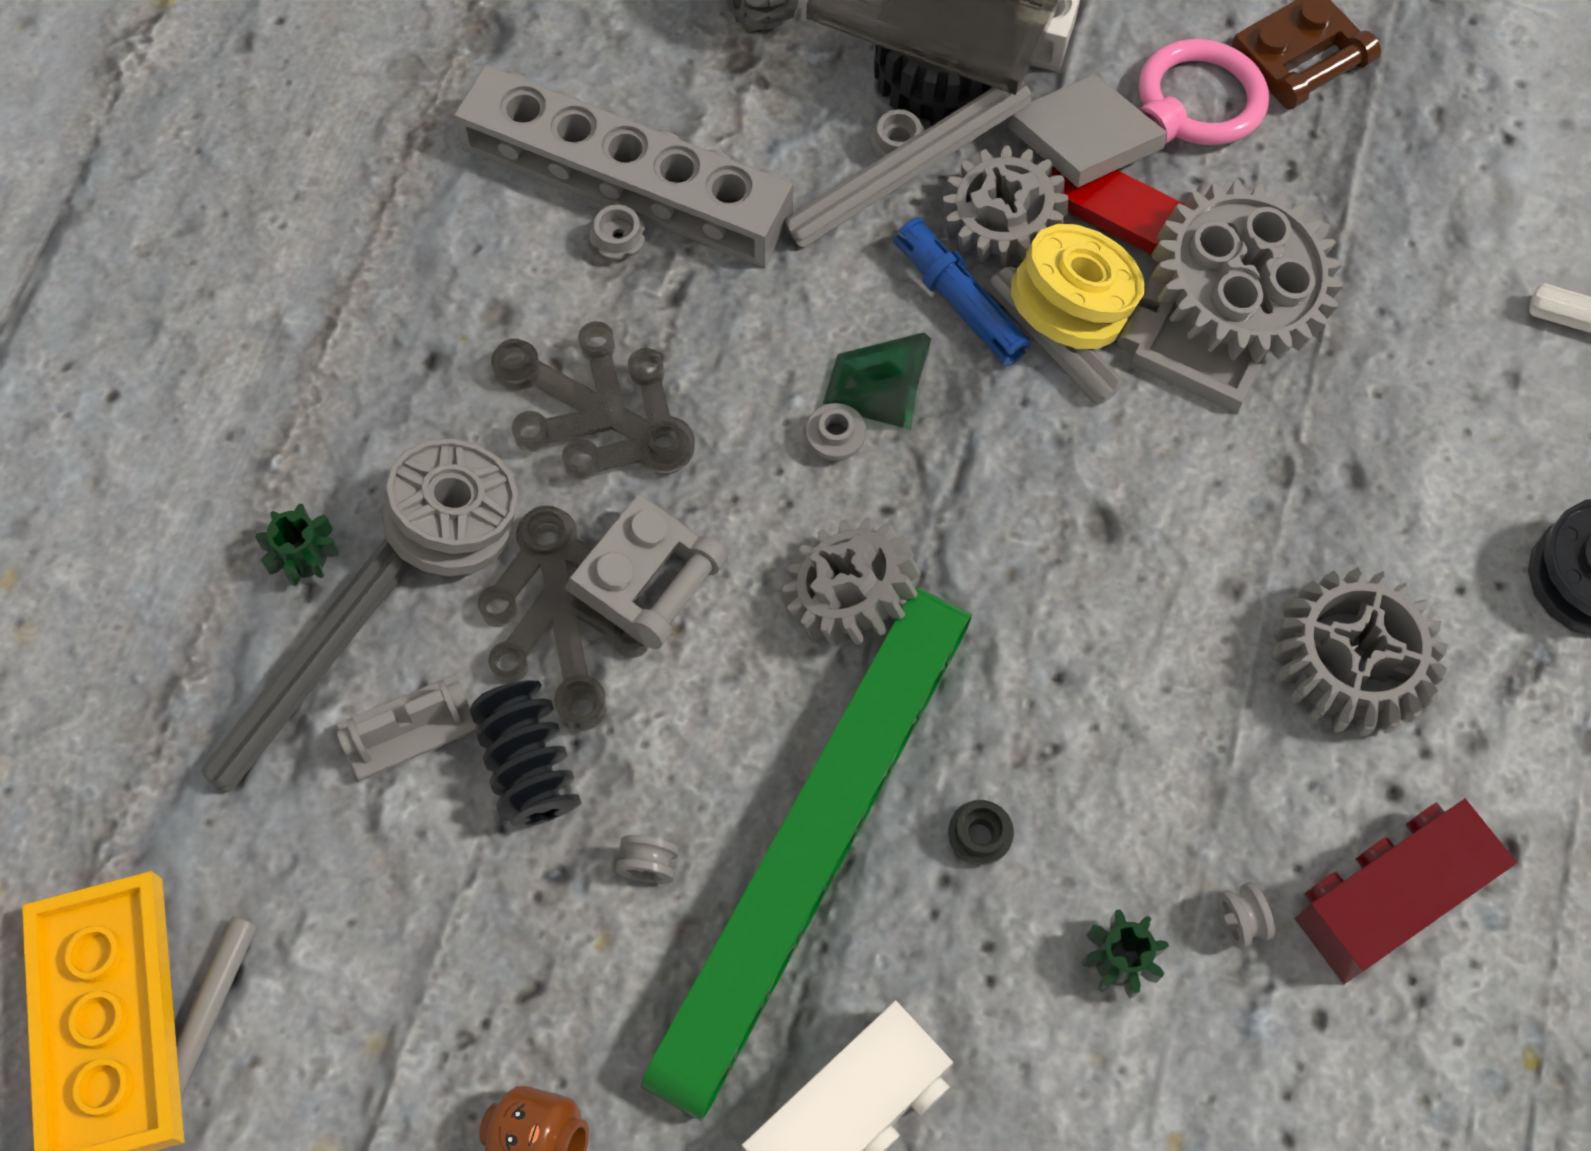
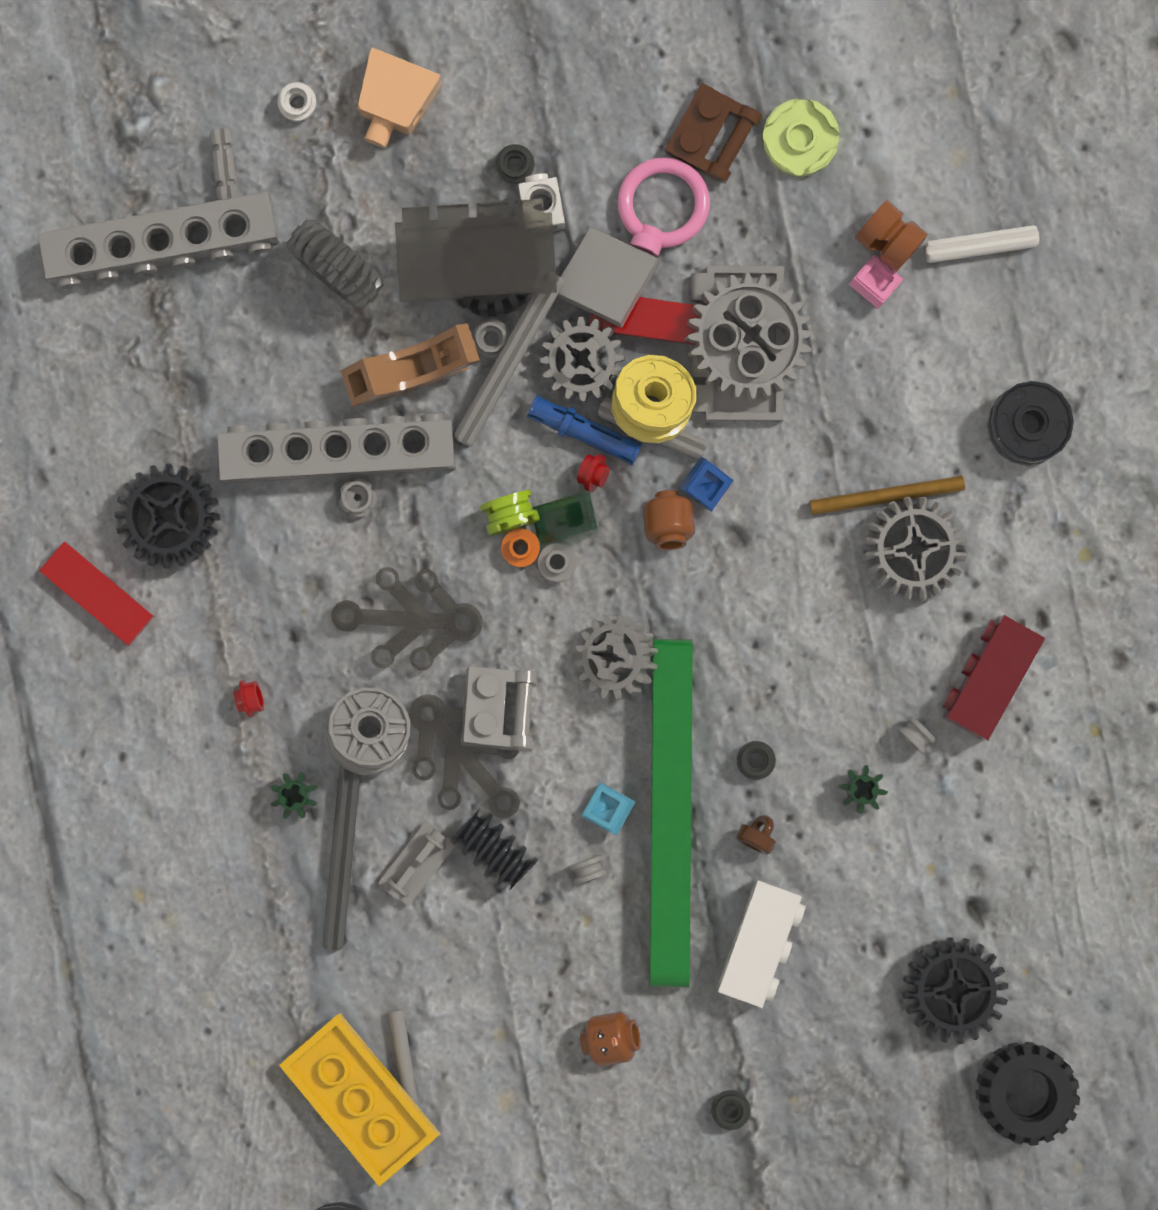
camera: 25 degrees left, 20 degrees up
(218, 189) = (97, 593): none -> red tile
(321, 397) = (249, 698): none -> red plate
(339, 161) = (179, 502): none -> black gear
(725, 788) = (608, 808): none -> medium azure tile
(775, 119) = (410, 368): none -> medium nougat arch
(796, 405) = (520, 560): none -> orange plate
(806, 333) = (509, 512): none -> lime wheel
(927, 942) = (755, 839): none -> reddish brown tile
(949, 343) = (593, 472): none -> red plate
(1019, 447) = (668, 520): none -> dark orange head
(1094, 431) = (706, 484): none -> blue tile
(1325, 561) = (887, 495): none -> pearl gold bar
(1418, 103) = (800, 137): none -> yellowish green tile
(1450, 298) = (876, 281): none -> bright pink tile
(1497, 249) = (891, 236): none -> dark orange wheel

